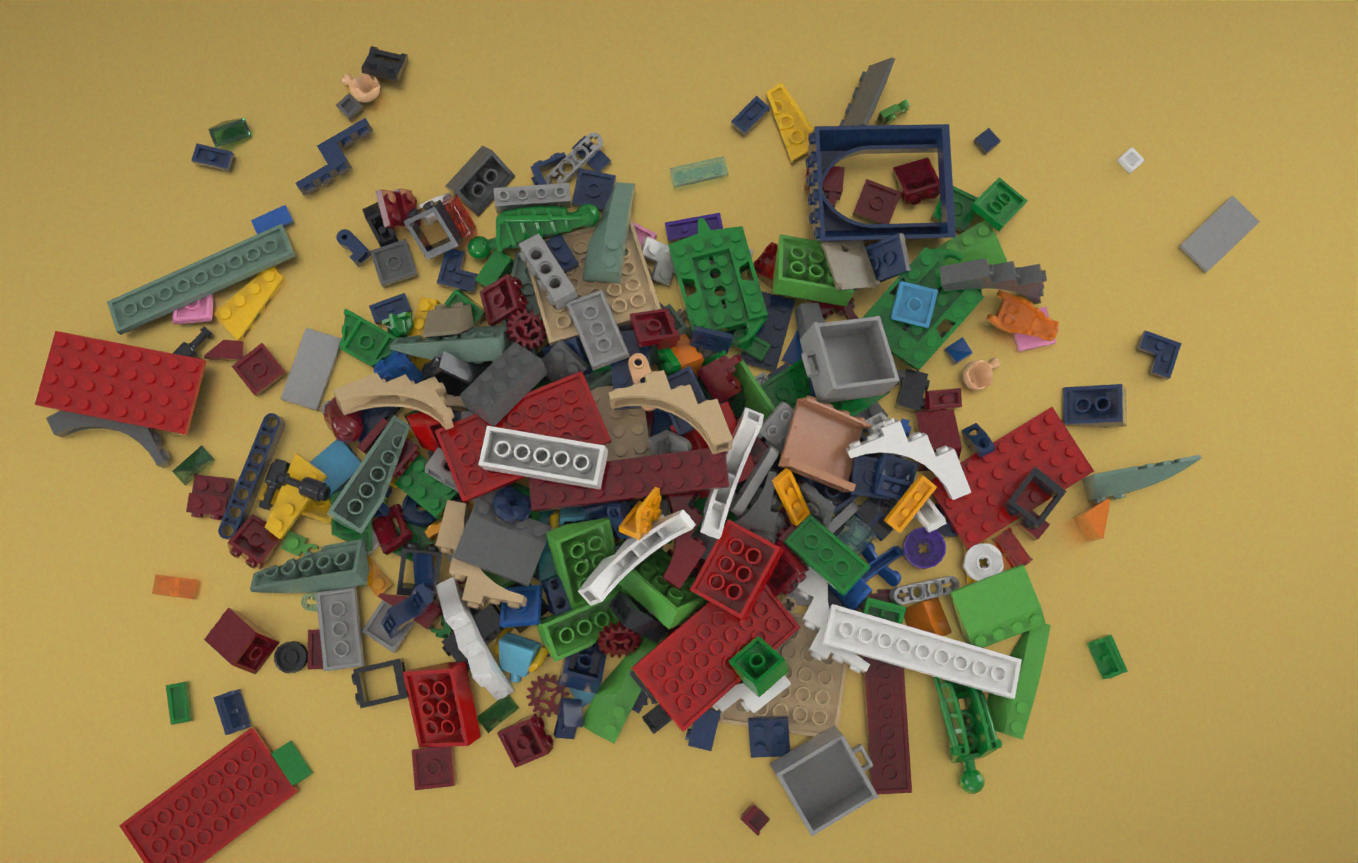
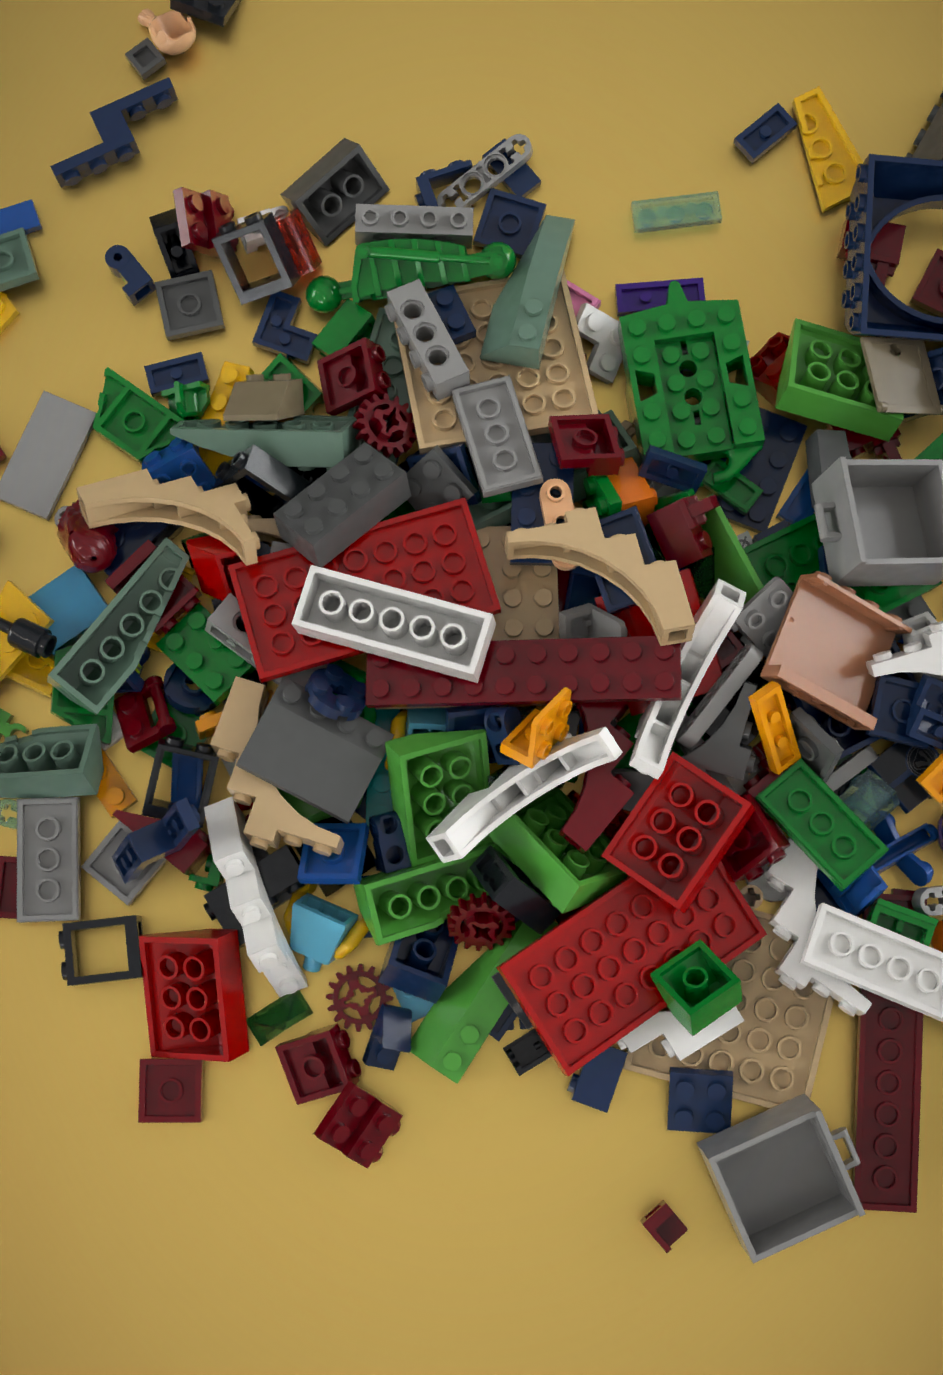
camera: 10 degrees right, 0 degrees up
(555, 776) = (359, 1125): none -> dark red plate

